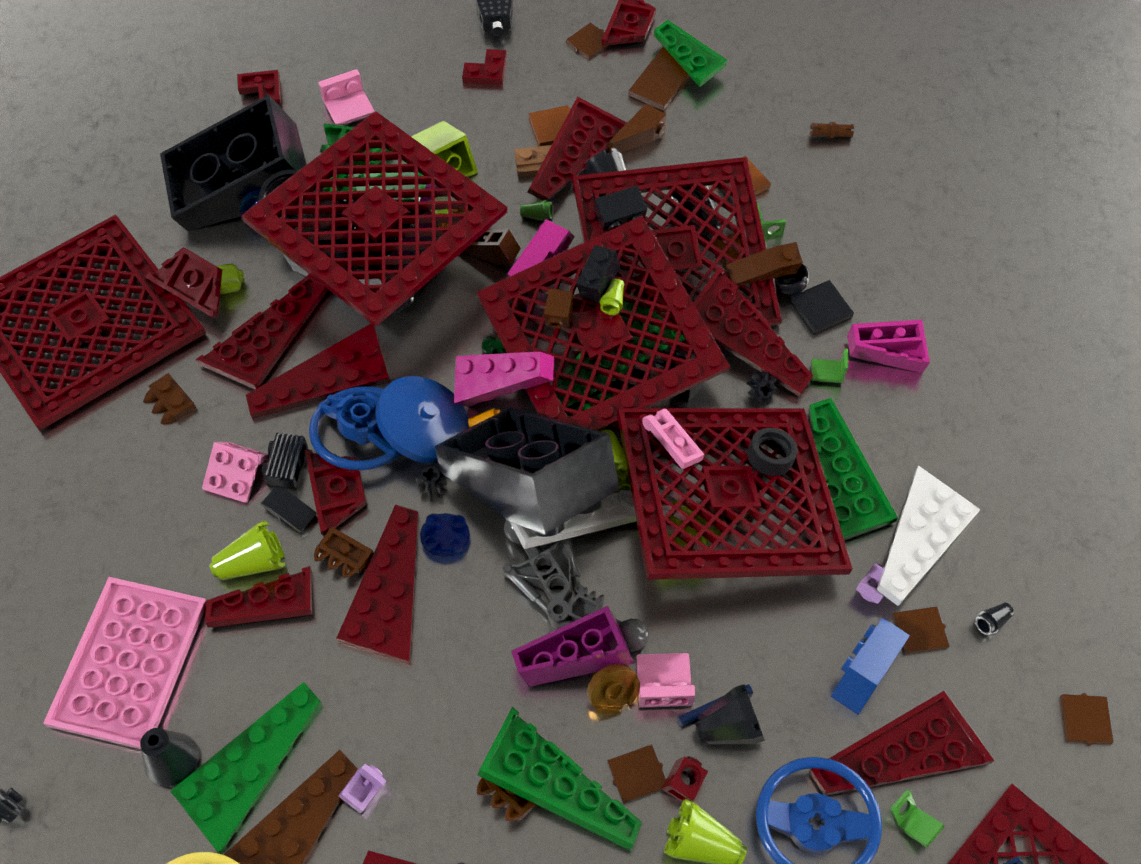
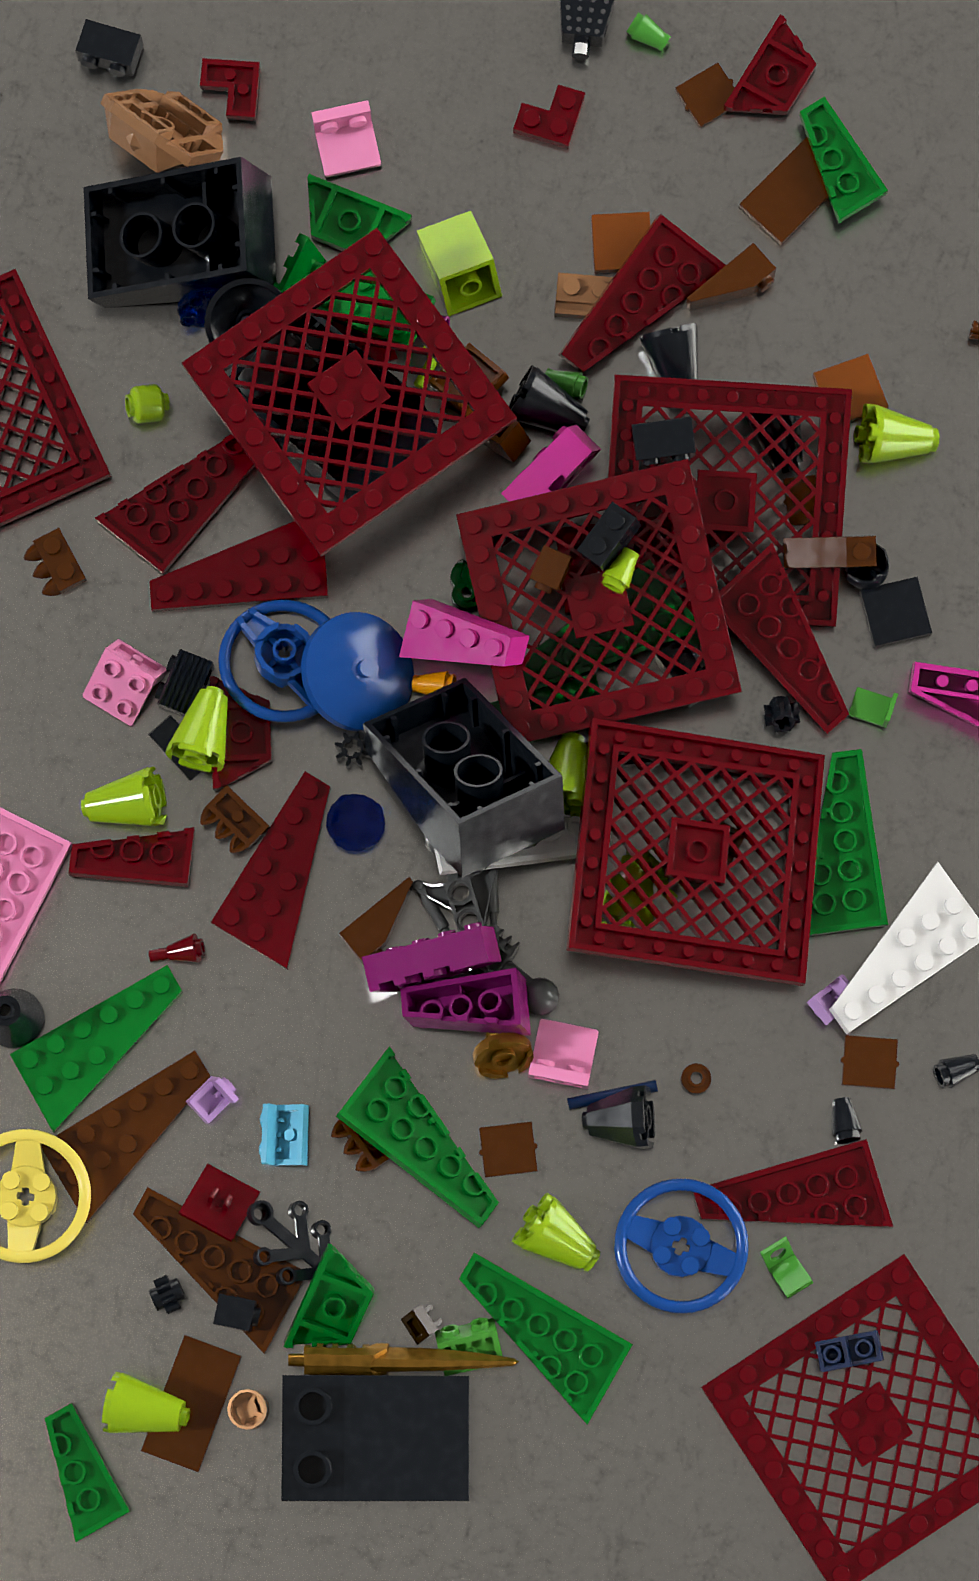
camera: 15 degrees right, 20 degrees up
(170, 78) = (109, 48): none -> black brick
(191, 280) = (102, 405): dark red wing -> none
(199, 103) = (162, 128): none -> medium nougat piece
(303, 489) = (202, 732): none -> lime cone
(318, 665) = (187, 950): none -> dark red cone
(434, 806) = (284, 1135): none -> medium azure bracket
(476, 613) = (374, 927): none -> reddish brown slope
(523, 219) = (546, 404): none -> black cone
(533, 618) = (432, 959): none -> magenta wedge
(538, 12) = (647, 32): none -> bright green cone
(673, 438) = (645, 776): bright pink plate -> none
(674, 784) = (542, 1172): dark red brick -> none
(766, 225) = (860, 481): bright green bracket -> none
(768, 465) = (769, 796): black tyre -> none
(779, 681) = (692, 1087): none -> reddish brown plate
(781, 195) = (892, 436): none -> lime cone
(869, 665) = (795, 1090): wedge -> none
(920, 682) = (845, 1121): none -> black cone

